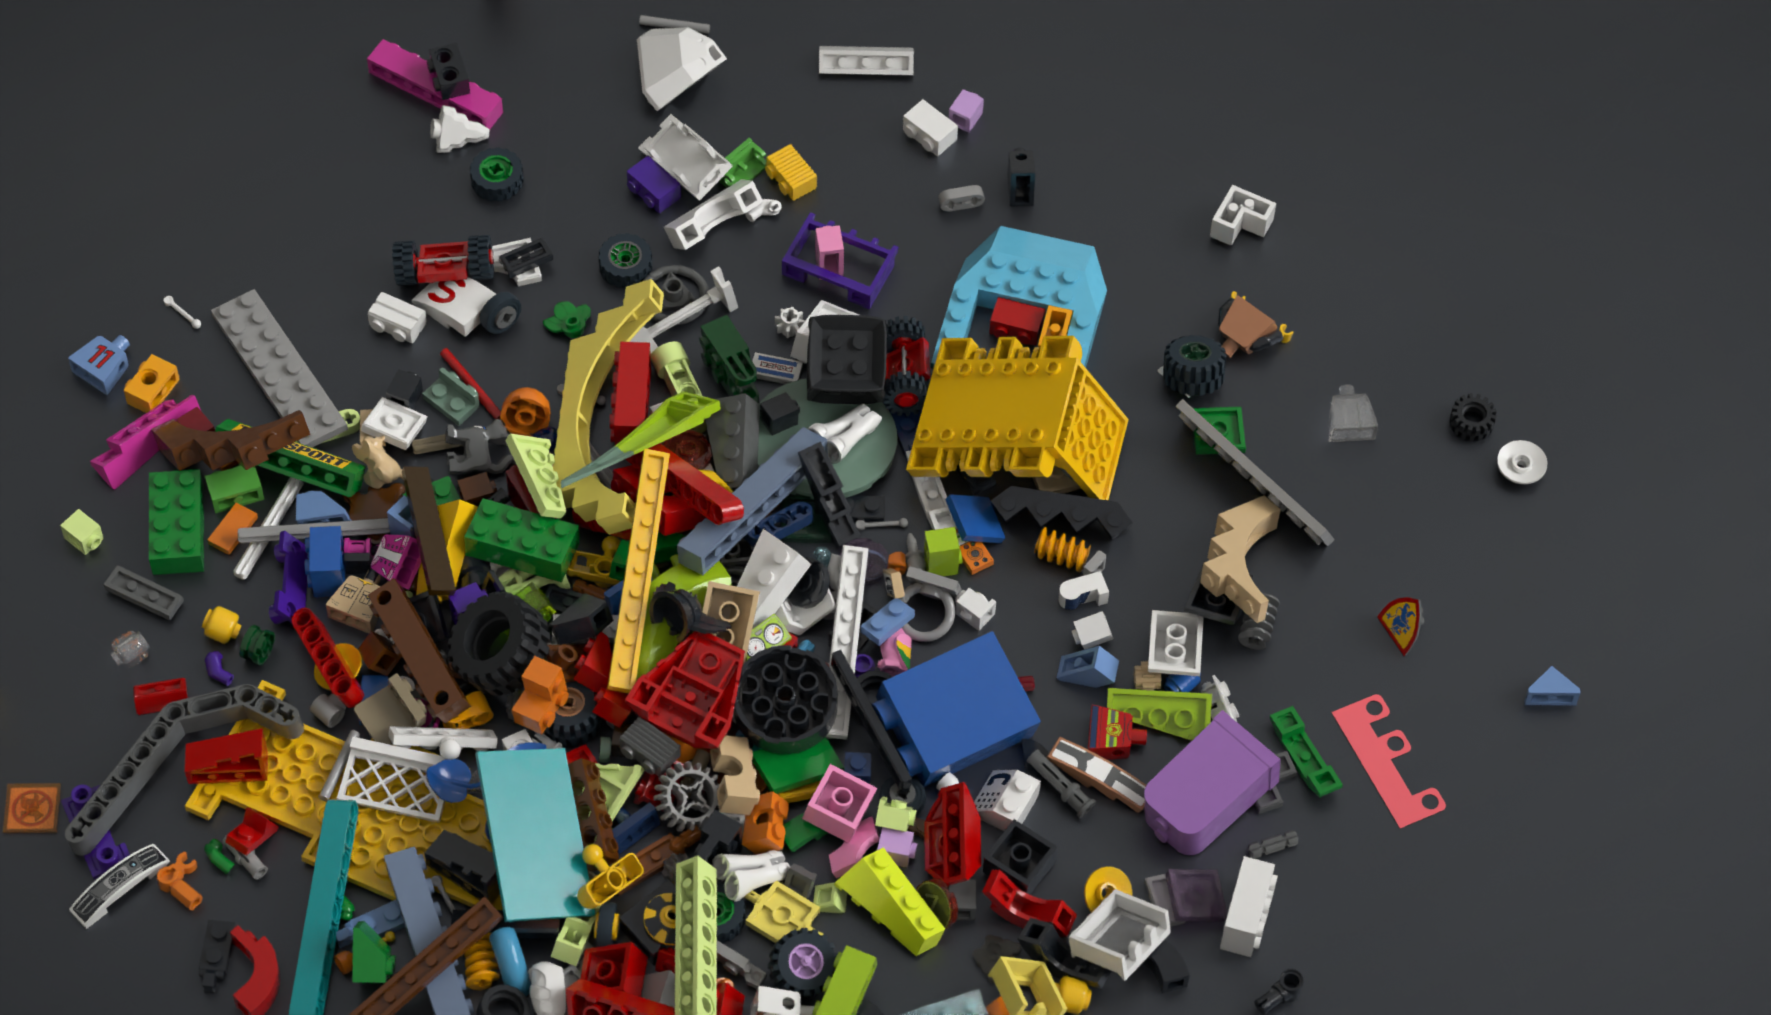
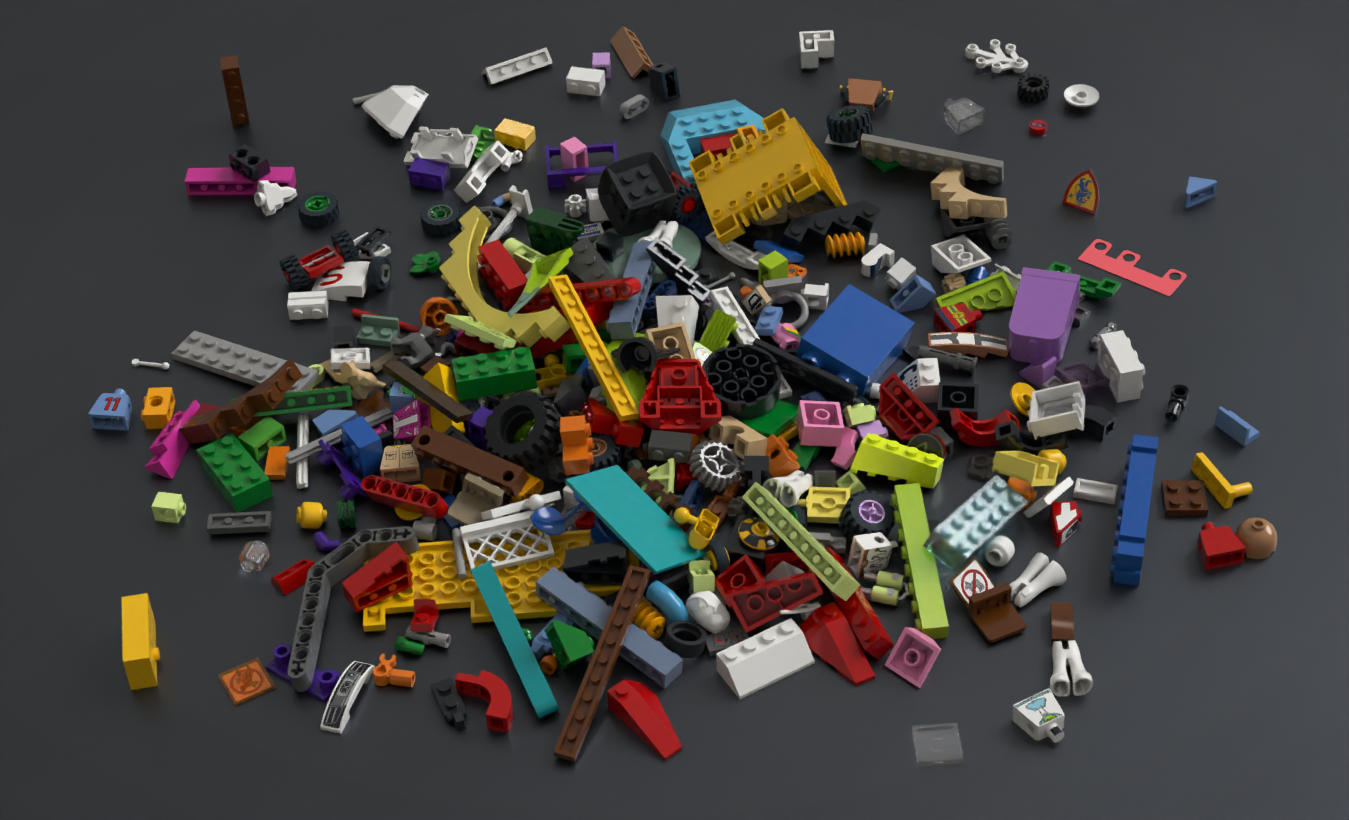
camera: 25 degrees left, 15 degrees down
(726, 267) = (502, 199): none -> medium blue arm
(811, 610) = (718, 330): none -> lime brick
(1019, 106) = (630, 52): none -> medium nougat panel
(1154, 858) = (1039, 371): none -> medium lavender slope
(1434, 482) = (1038, 127): none -> red tile
(1464, 345) = (1015, 63): none -> white plant

